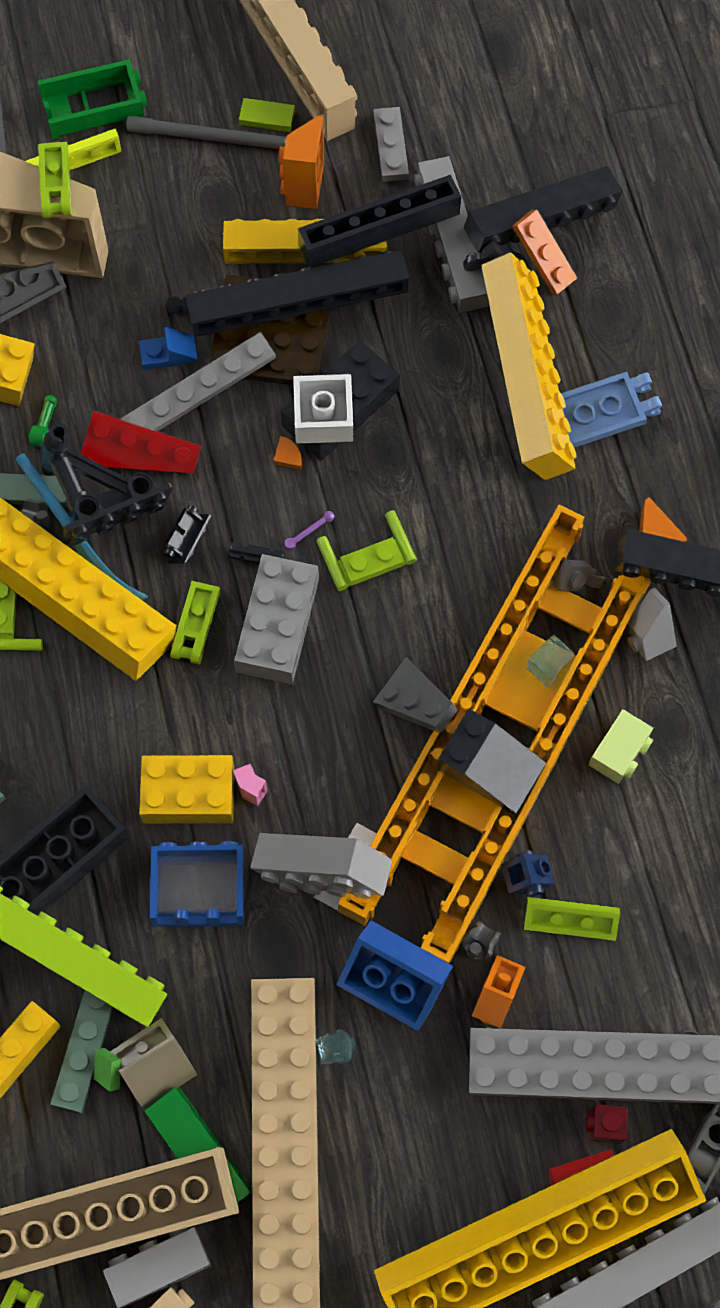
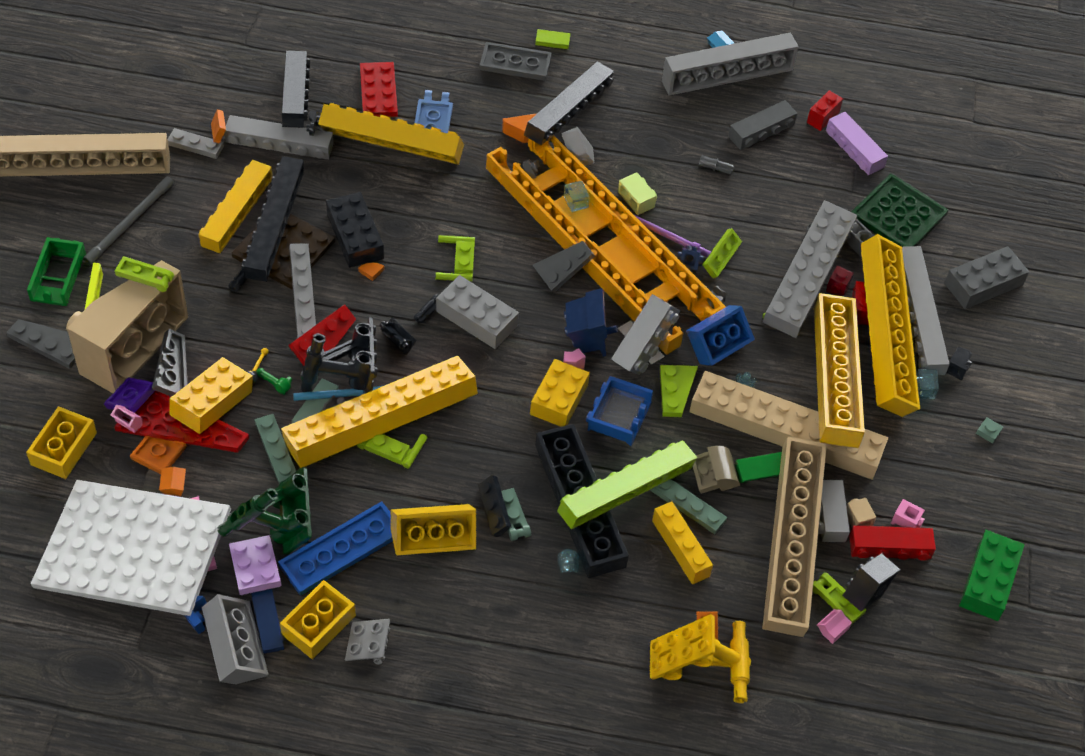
camera: 70 degrees left, 15 degrees down
(36, 392) = (264, 351): none -> hinge
(107, 1069) = (709, 492): bright green tile -> none
(168, 351) = (264, 302): blue slope -> none
(195, 621) = (450, 348): lime plate -> none
(267, 115) = (131, 192): lime tile -> none
(283, 948) = (675, 388): none -> lime wing
(290, 543) = (429, 292): medium lavender hinge -> none
(303, 165) = (195, 177): orange slope -> none
(318, 777) = (587, 322): none -> dark blue piece
(323, 408) = (368, 225): white brick -> none
(379, 221) = (258, 157): black brick -> none
(403, 1182) = (838, 371): none -> yellow brick
(425, 153) = (218, 126): none -> orange tile
(490, 762) = (622, 241): slope -> none
(498, 992) = (750, 298): orange slope -> none
(544, 251) = (320, 97): plate -> none
(564, 872) = (671, 236): none -> medium lavender bar
(621, 314) = (379, 88): none -> red plate

